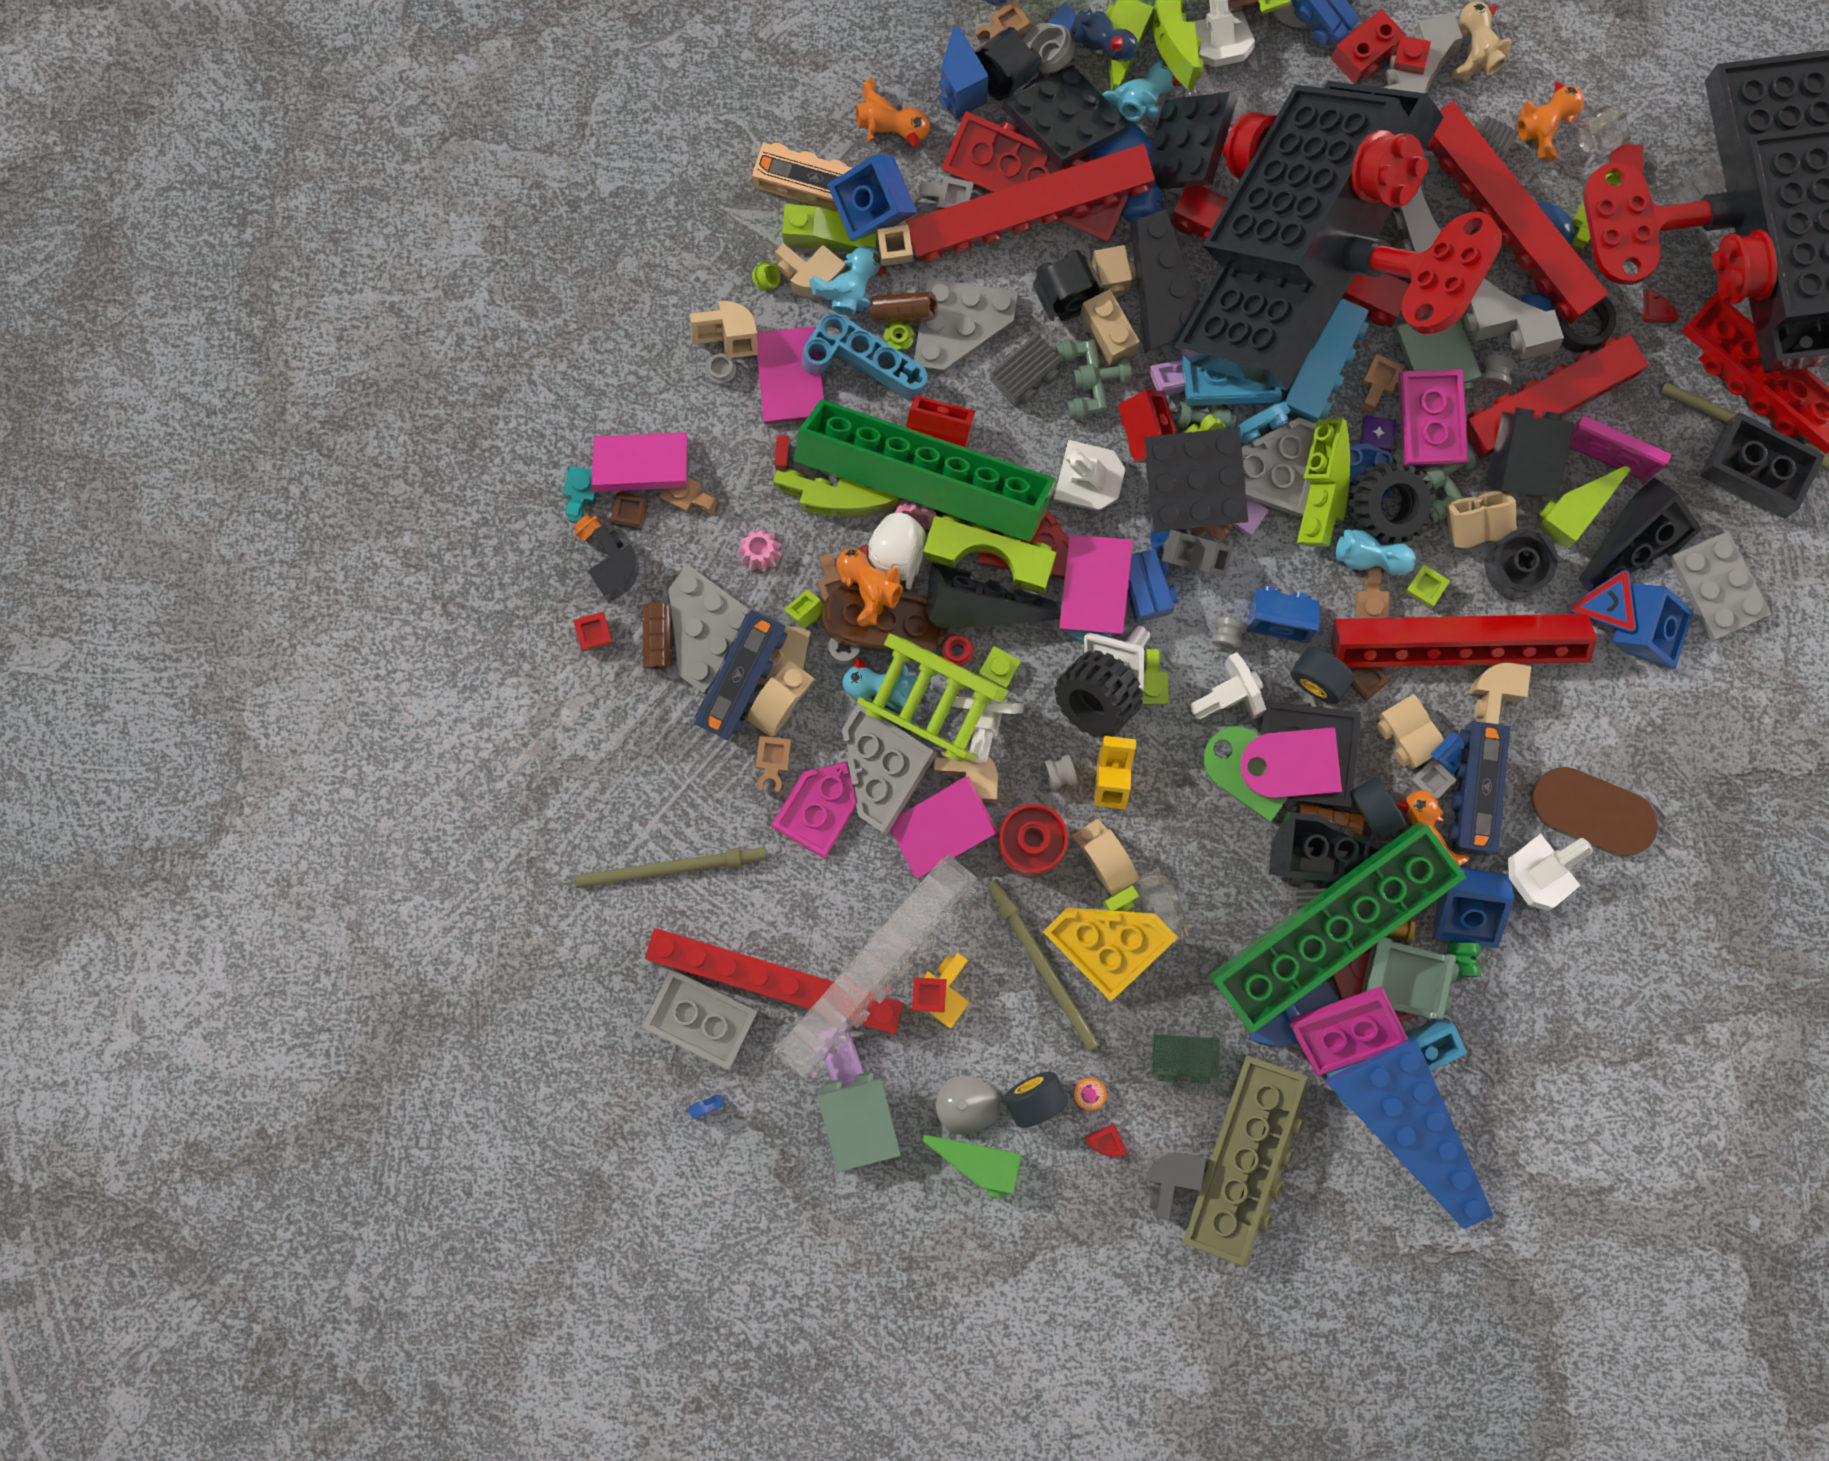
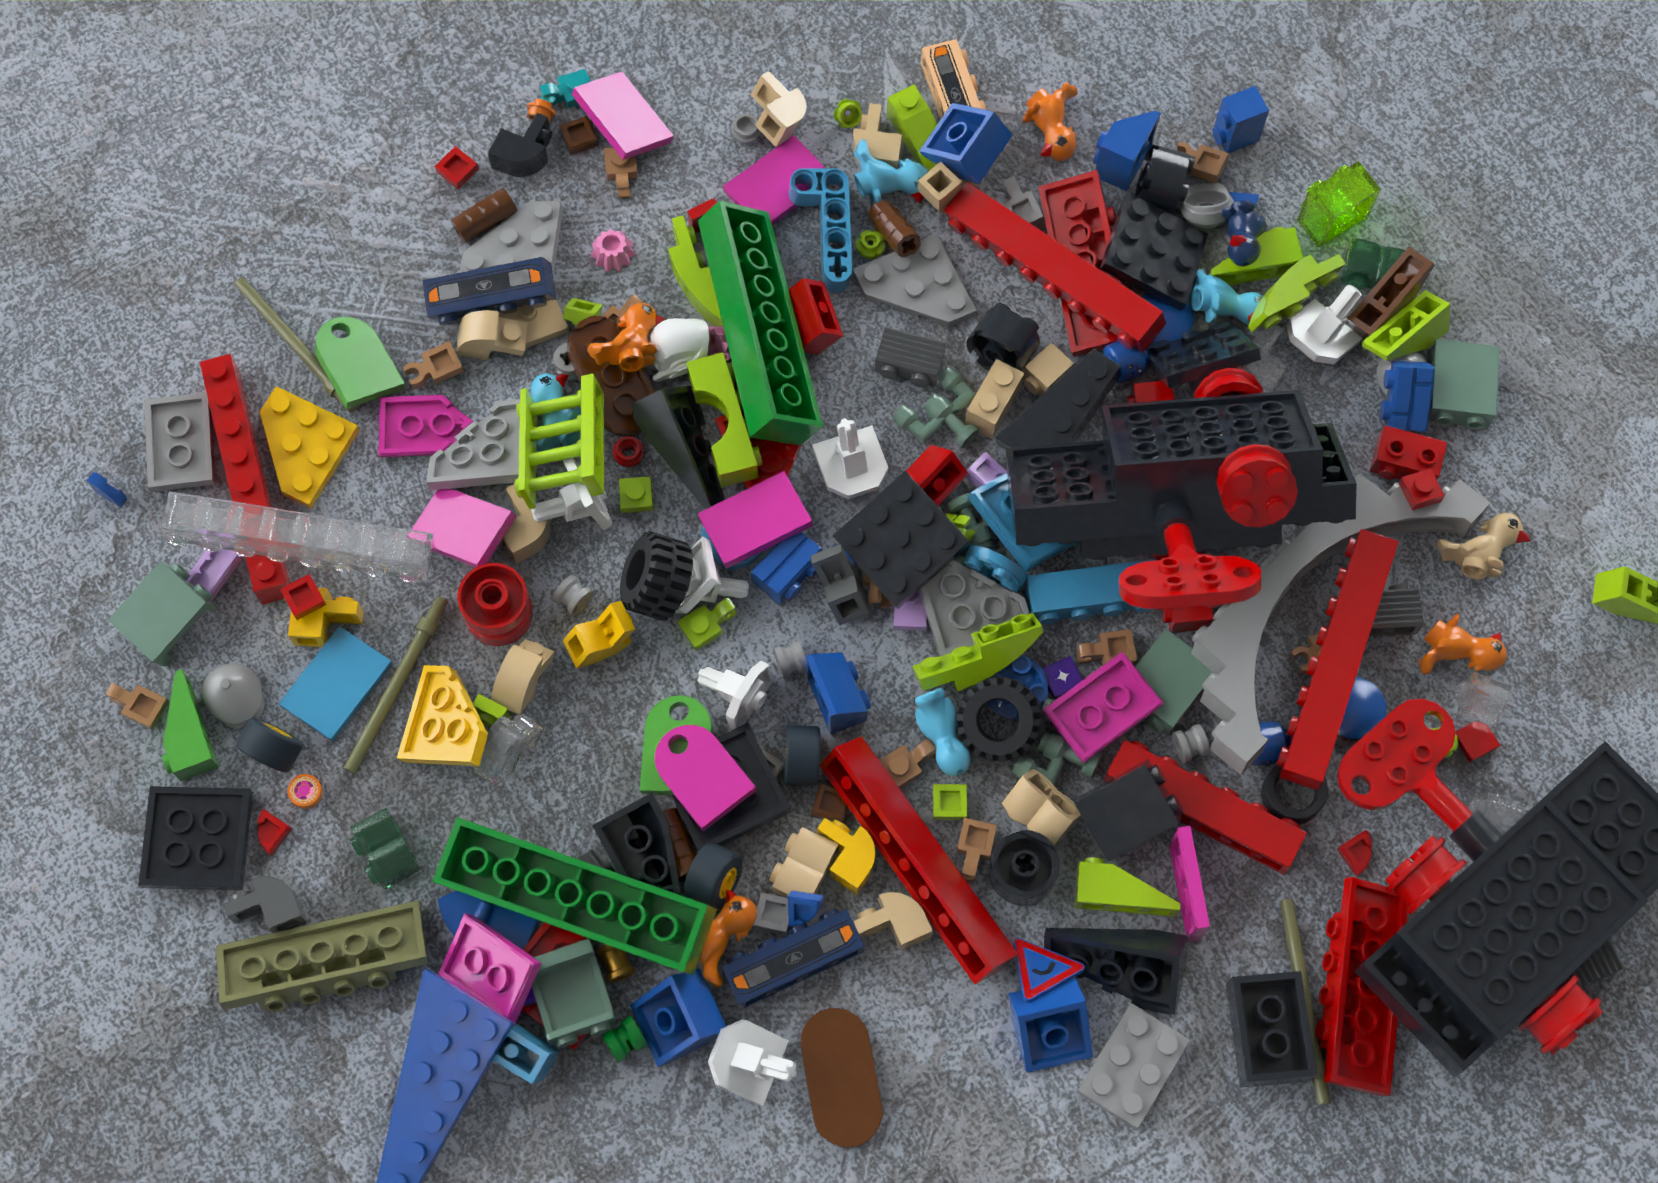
camera: 55 degrees right, 10 degrees down
(726, 826) = (356, 364): none -> bright green tile
(770, 915) = (304, 444): none -> yellow plate
(928, 1188) = (140, 706): none -> medium nougat plate
(1010, 1014) = (335, 684): none -> dark azure tile
(1076, 1207) = (195, 838): none -> black plate
(1428, 684) = (856, 858): none -> yellow brick
(1472, 587) = (975, 842): none -> medium nougat plate

